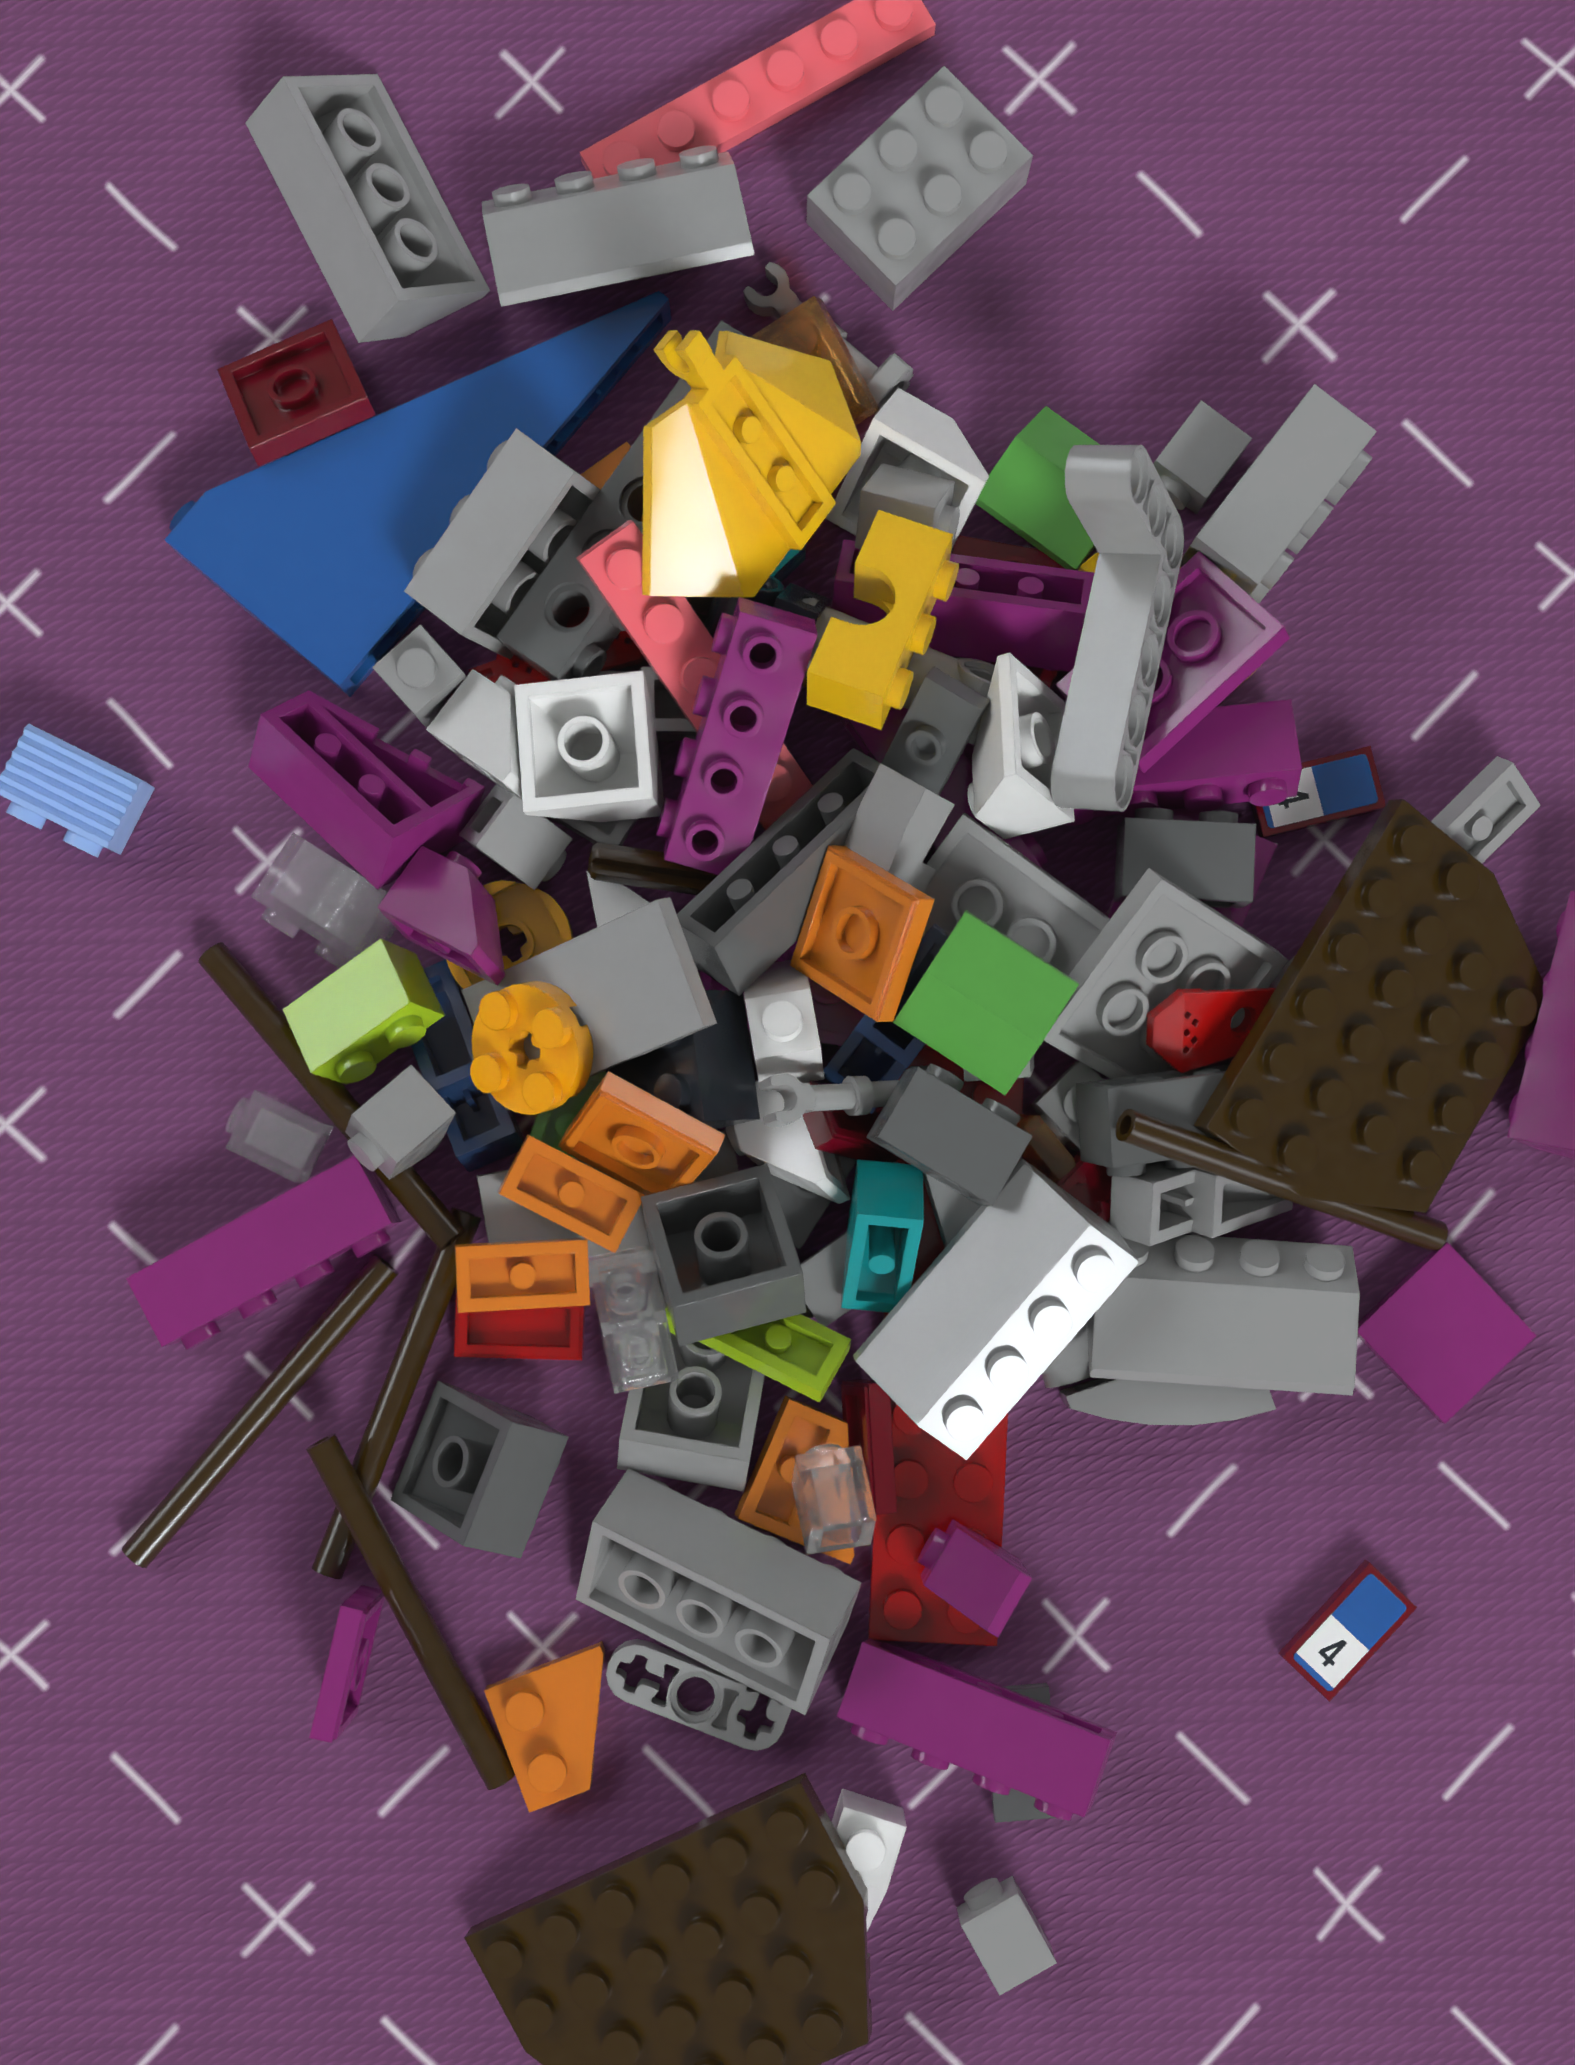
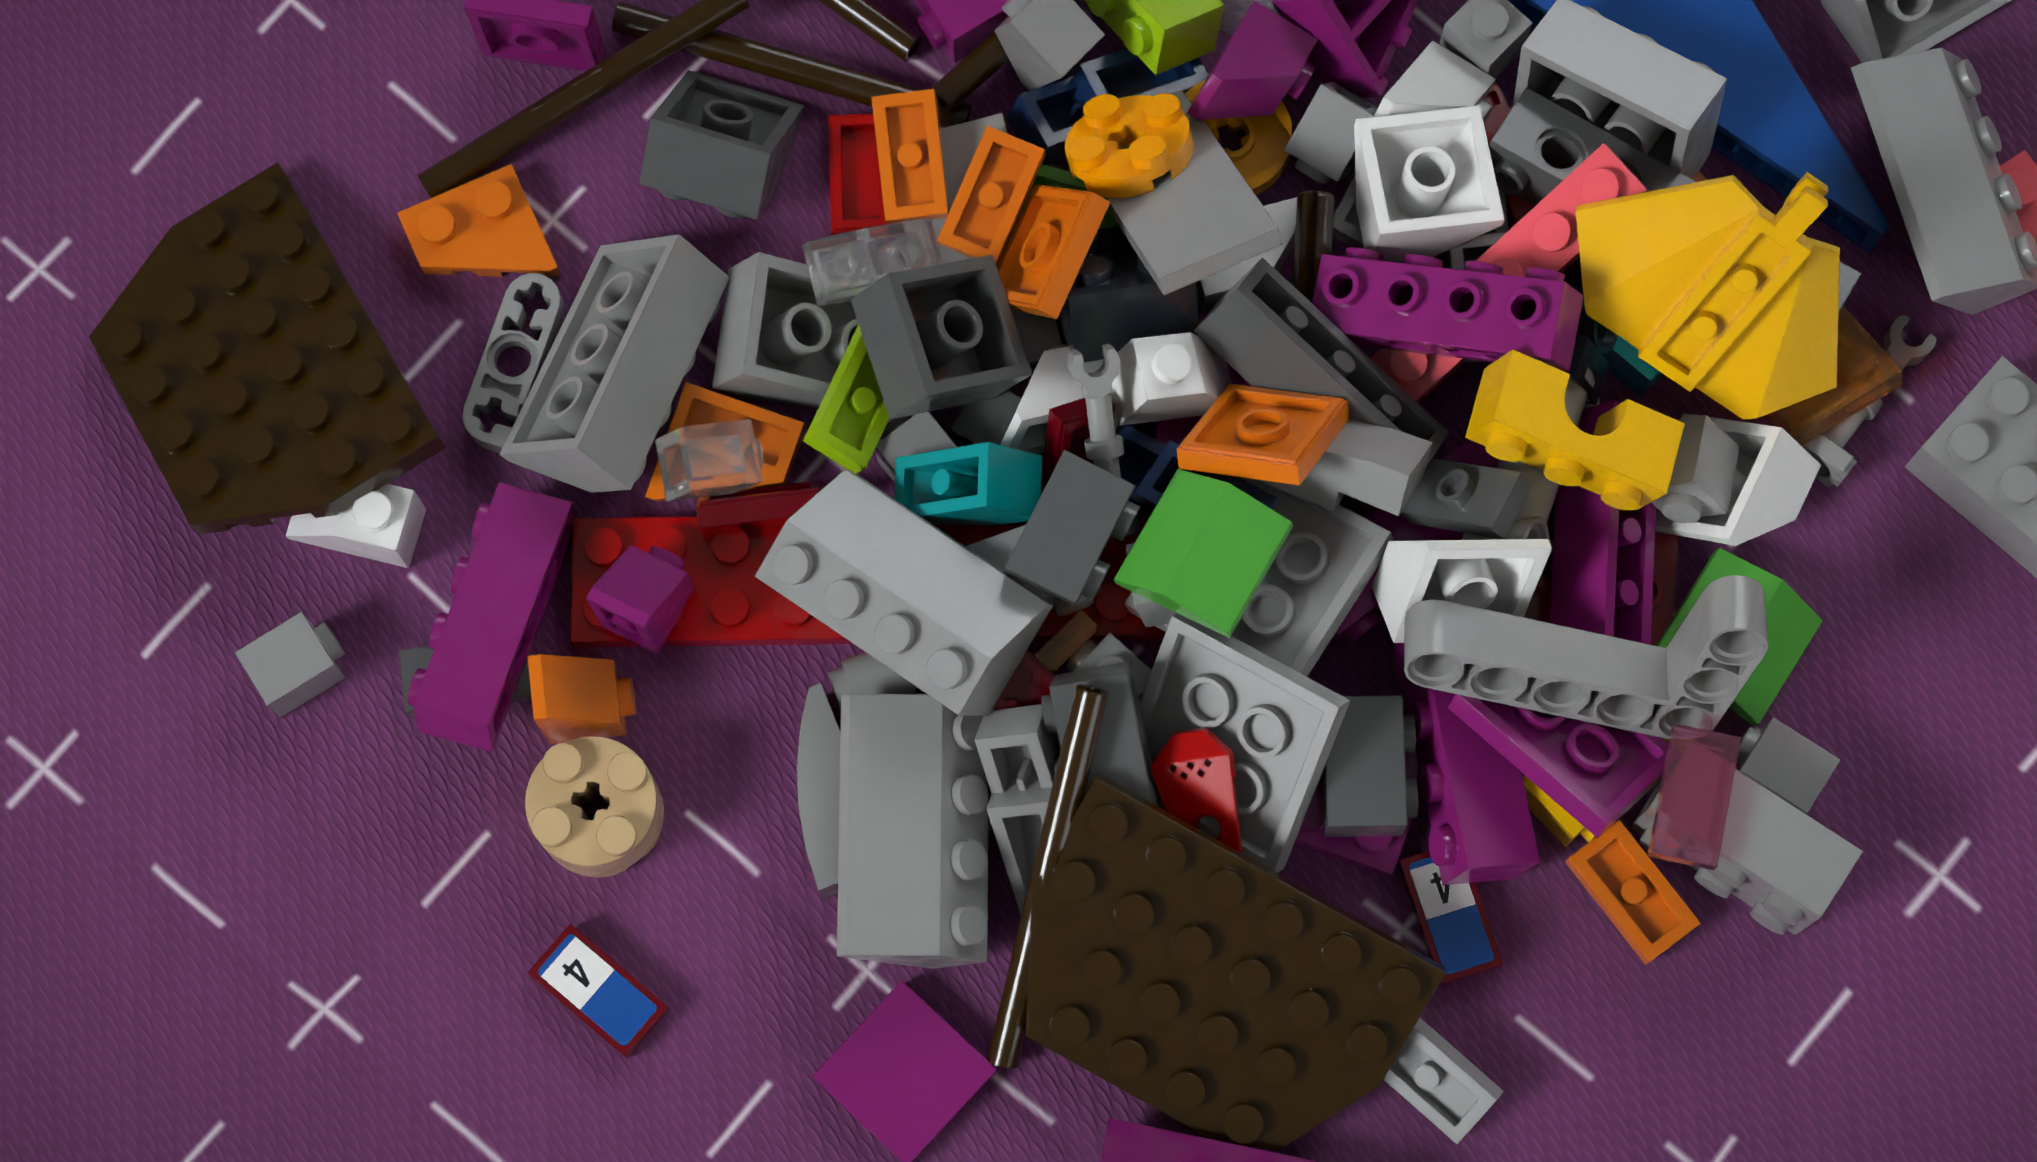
camera: 90 degrees right, 10 degrees down
(1064, 1642) = (579, 697): none -> orange slope
(1193, 1661) = (573, 776): none -> tan brick
(1257, 539) = (1694, 796): none -> clear pink tile
(1318, 610) = (1632, 892): none -> orange plate

